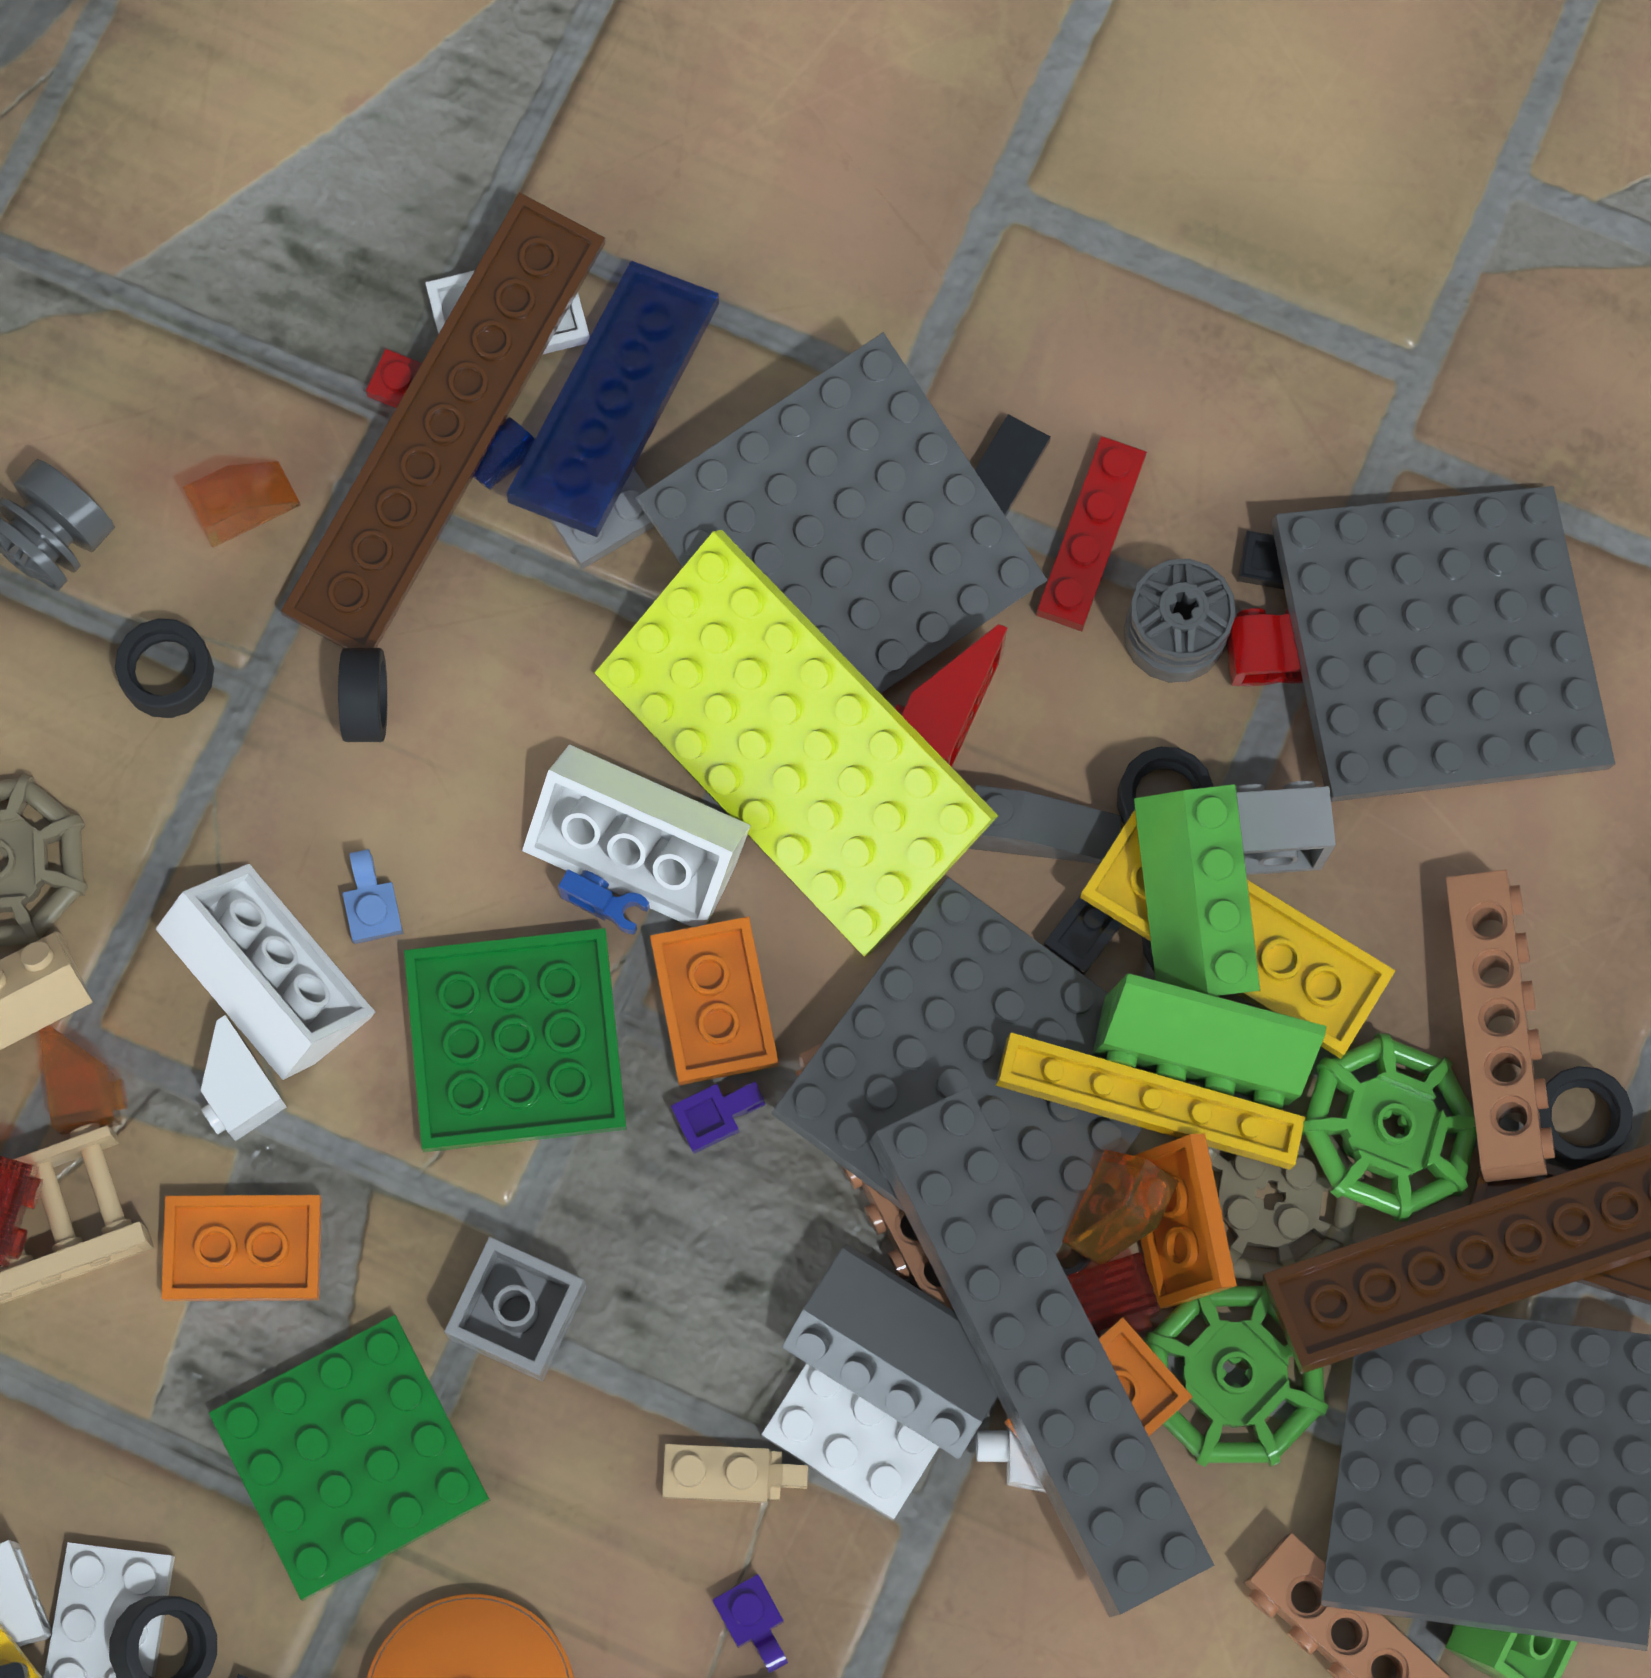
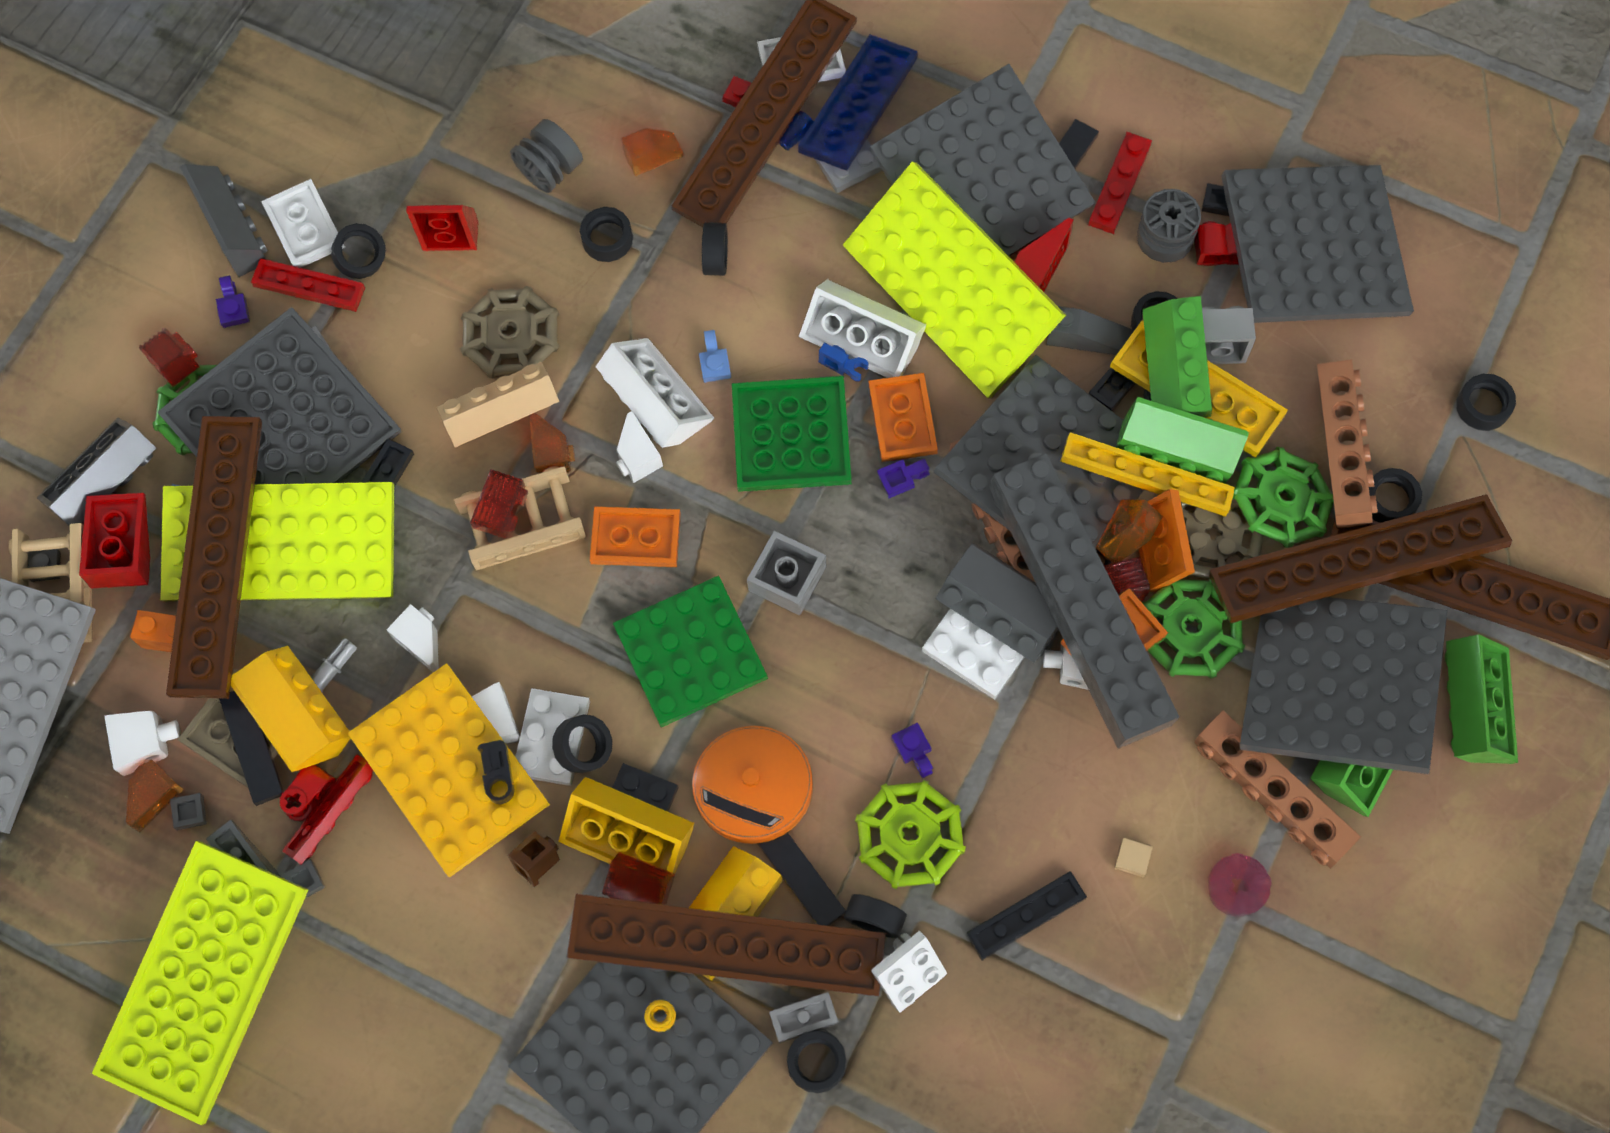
camera: 10 degrees right, 5 degrees down
(728, 1473) = (903, 669): tan hinge -> none

